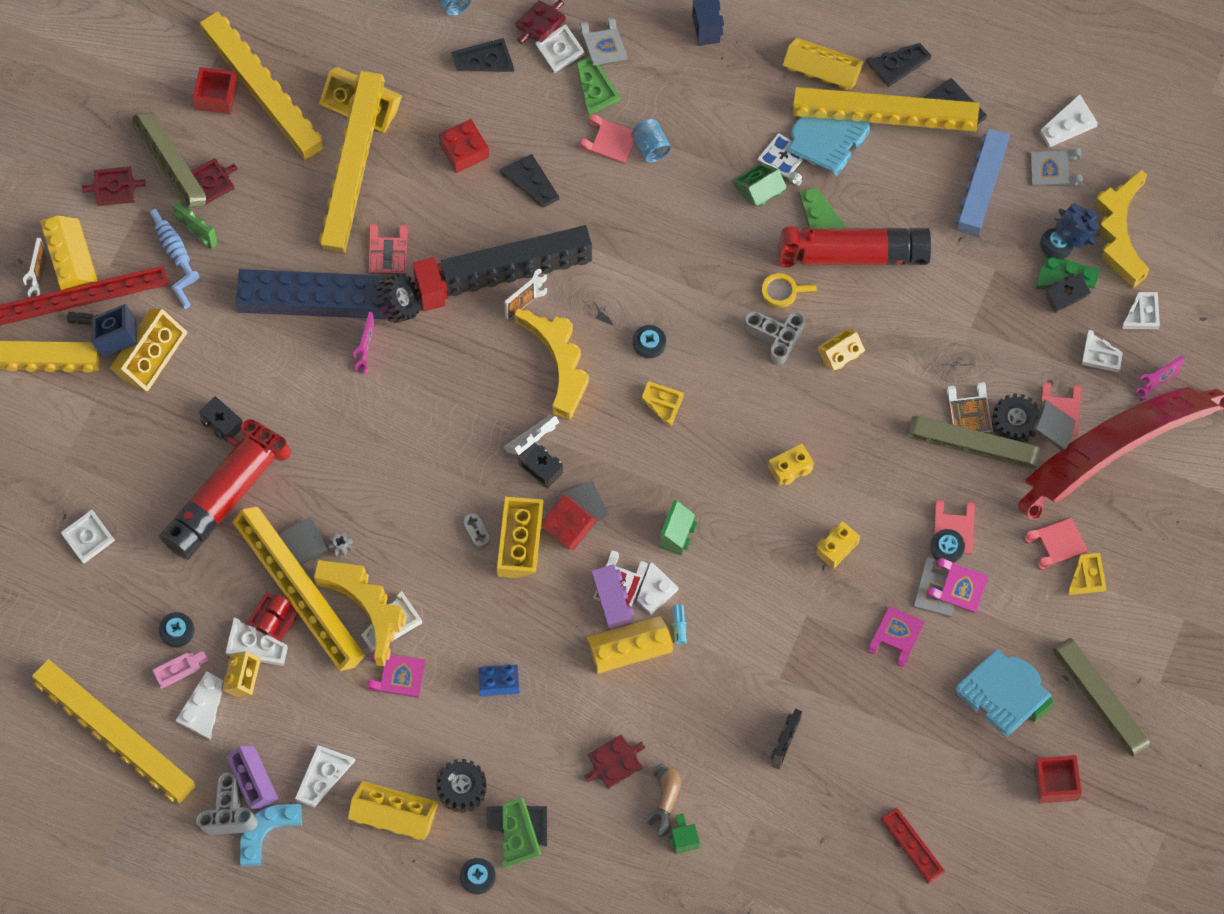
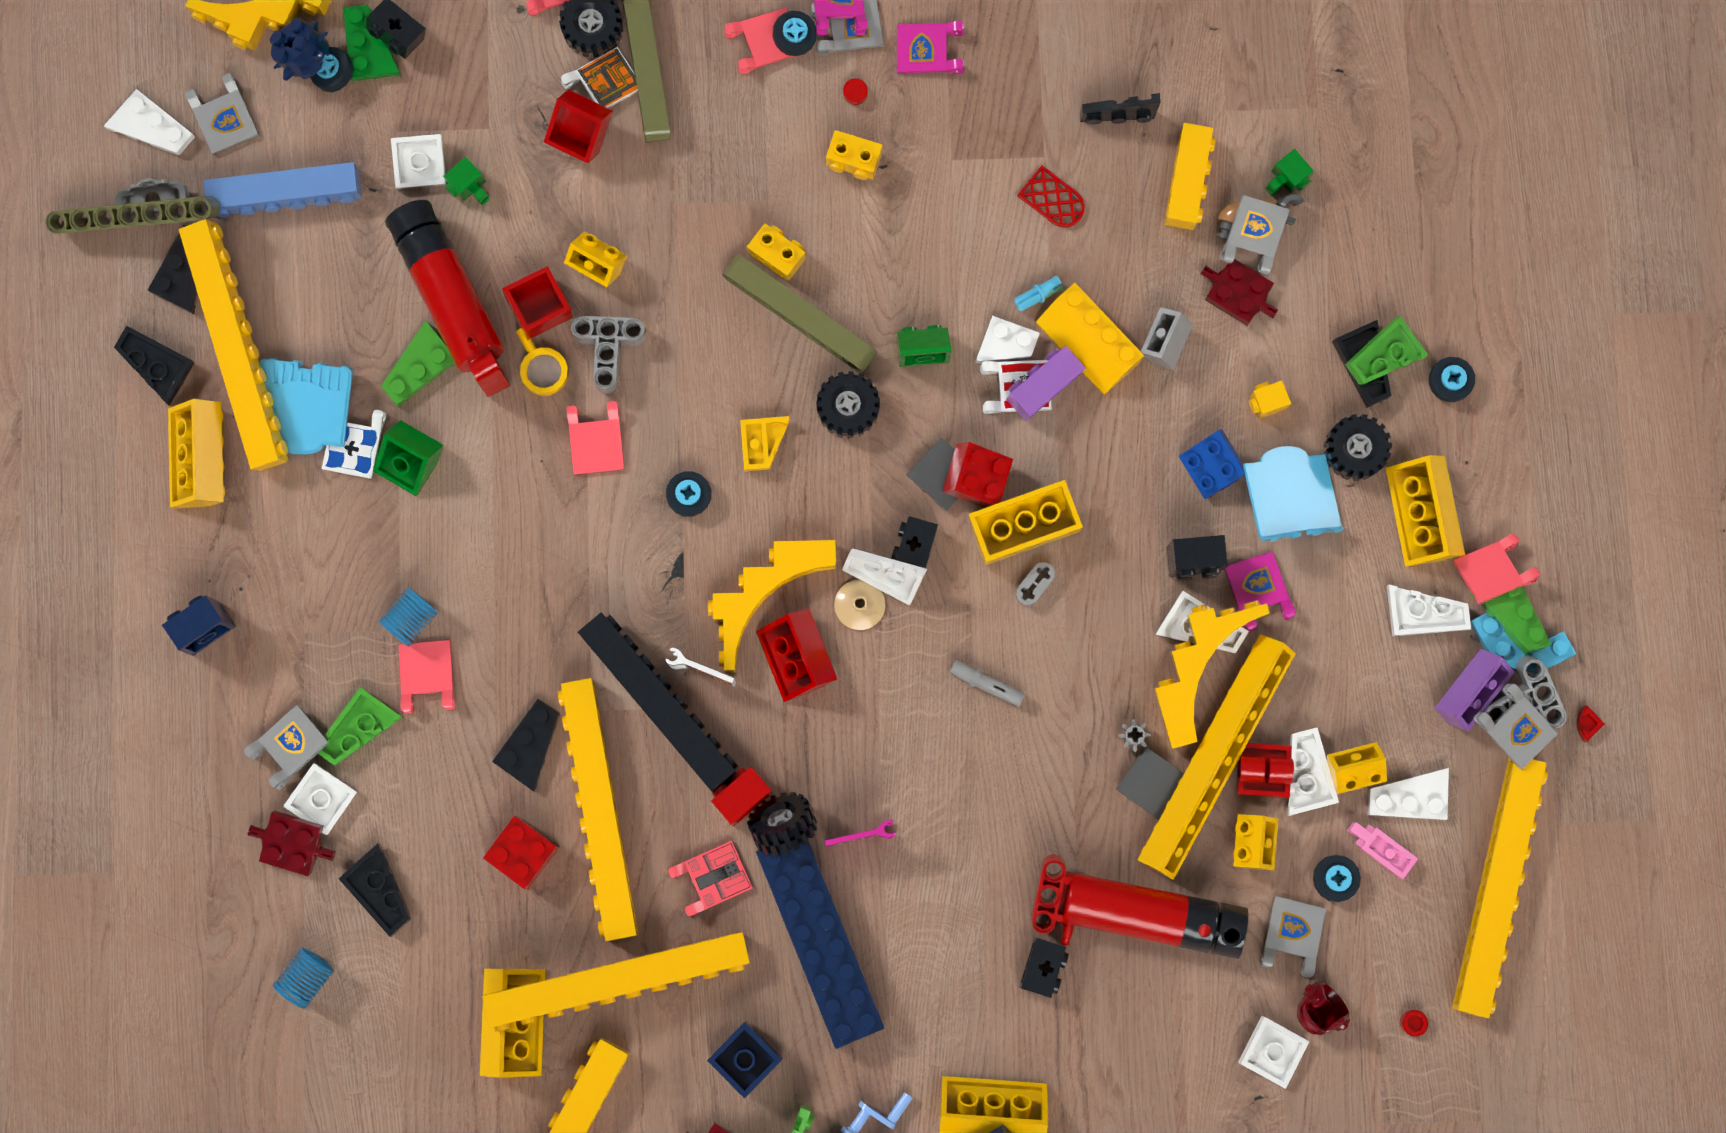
camera: 115 degrees left, 15 degrees up
(56, 635) = (1414, 1023): none -> red tile
(97, 575) = (1322, 1010): none -> dark red helmet
(157, 588) = (1294, 930): none -> light grey flag
(188, 850) = (1588, 723): none -> red tile
(208, 788) = (1520, 730): none -> light grey flag
(228, 585) = (1255, 842): none -> yellow brick
(262, 217) = (745, 1059): none -> dark blue brick
(290, 832) = (1519, 620): none -> bright green wing
(327, 830) = (1491, 572): none -> coral flag
(431, 465) = (986, 683): none -> light grey pin
(439, 636) = (1197, 557): none -> black brick
(450, 722) = (1292, 494): none -> piece
(467, 201) = (599, 810): none -> yellow brick
(505, 361) = (796, 654): none -> red slope
(515, 423) = (856, 617): none -> tan dish
(526, 742) = (1269, 399): none -> yellow brick
(603, 690) = (1166, 338): none -> light grey brick
(652, 788) = (1257, 229): none -> light grey flag
(660, 456) = (844, 392): none -> black wheel
(714, 300) = (596, 444): none -> coral flag
(715, 764) = (1189, 175): none -> yellow brick
(739, 463) = (799, 313): none -> olive beam
(745, 683) = (1042, 169): none -> red window
(826, 300) = (537, 303): none -> red piece
(886, 571) = (855, 91): none -> red tile
(936, 293) = (465, 181): none -> green brick
(940, 374) = (578, 126): none -> red piece
(965, 272) = (418, 161): none -> white plate
(1004, 84) = (121, 214): none -> olive beam
(1017, 92) = (140, 190): none -> light grey piece

